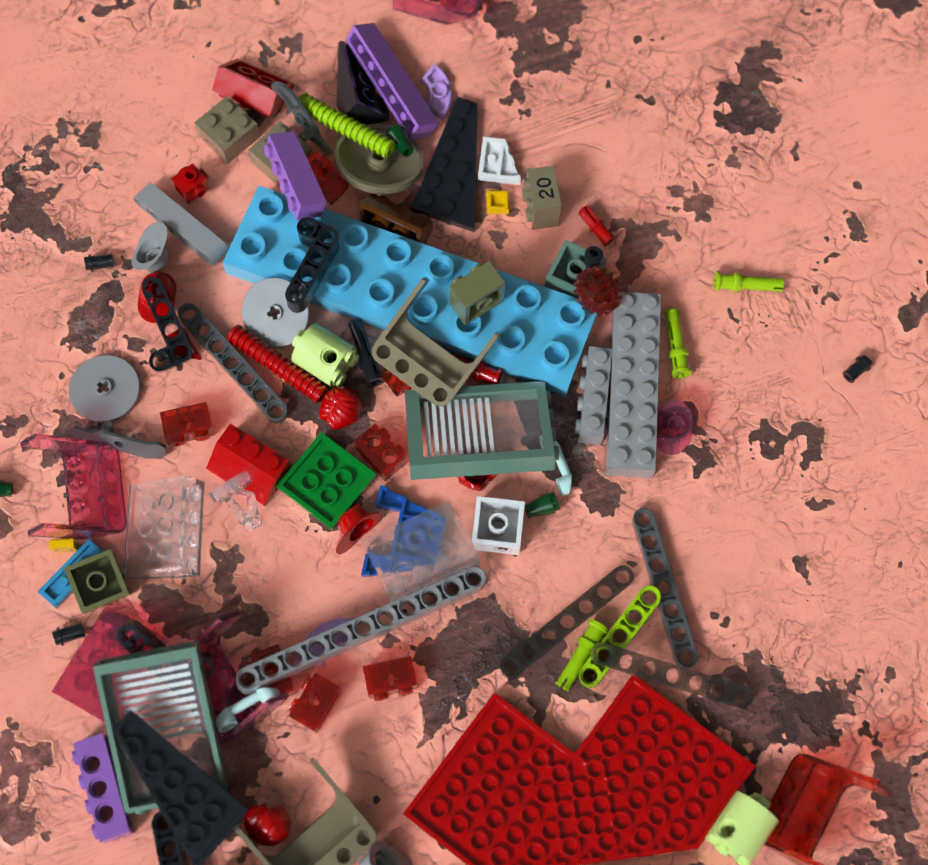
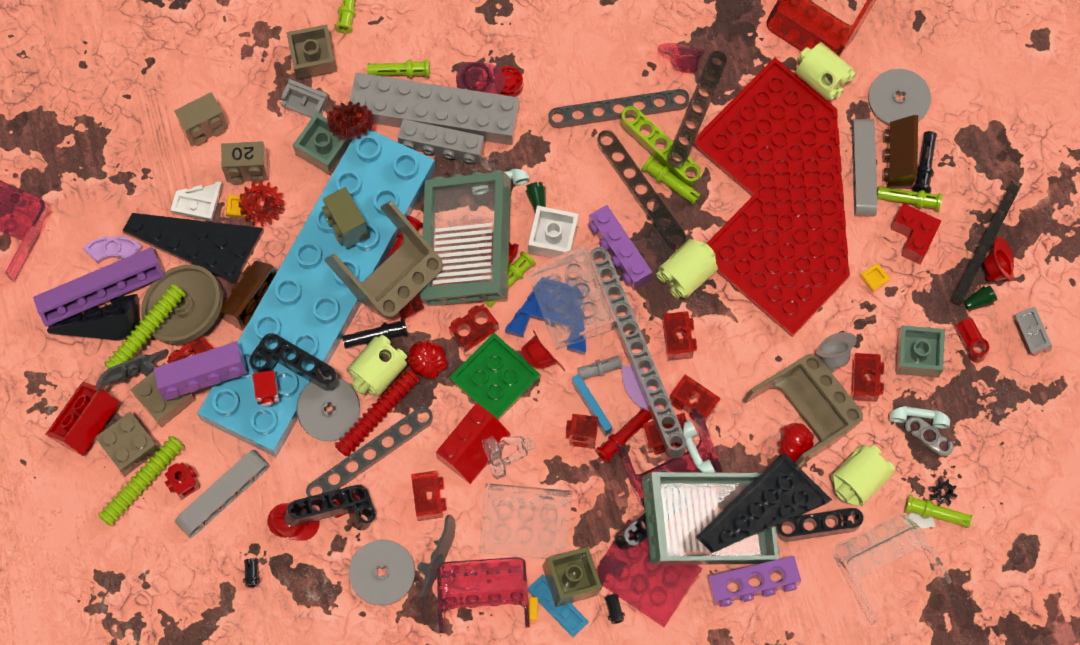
camera: 80 degrees left, 0 degrees up
(151, 250) = (246, 519): light grey piece -> none
(191, 148) = (140, 481): none -> lime piece
(260, 619) = (609, 448): none -> red pin
(264, 577) = (582, 431): none -> clear red brick
(280, 240) = (266, 388): none -> red brick
(300, 587) = (591, 404): none -> dark azure tile
(345, 593) = (599, 367): none -> light grey pin
(401, 139) = (163, 281): dark green cone -> none
(449, 493) = (516, 272): none -> lime pin
(470, 681) = (688, 268): none -> yellowish green cylinder
(490, 602) = (620, 247): none -> medium lavender brick
(500, 213) = (271, 203): none -> clear red gear
(585, 150) = (201, 119): none -> dark tan brick
(593, 256) = (318, 119): black pin -> none
(596, 225) = (275, 122): red axle -> none
(625, 251) = (304, 99): none -> light grey hinge
(678, 465) = (513, 80): none -> red wheel
(681, 249) = (311, 51): none -> dark tan brick
(741, 653) = (682, 56): none -> clear pink piece

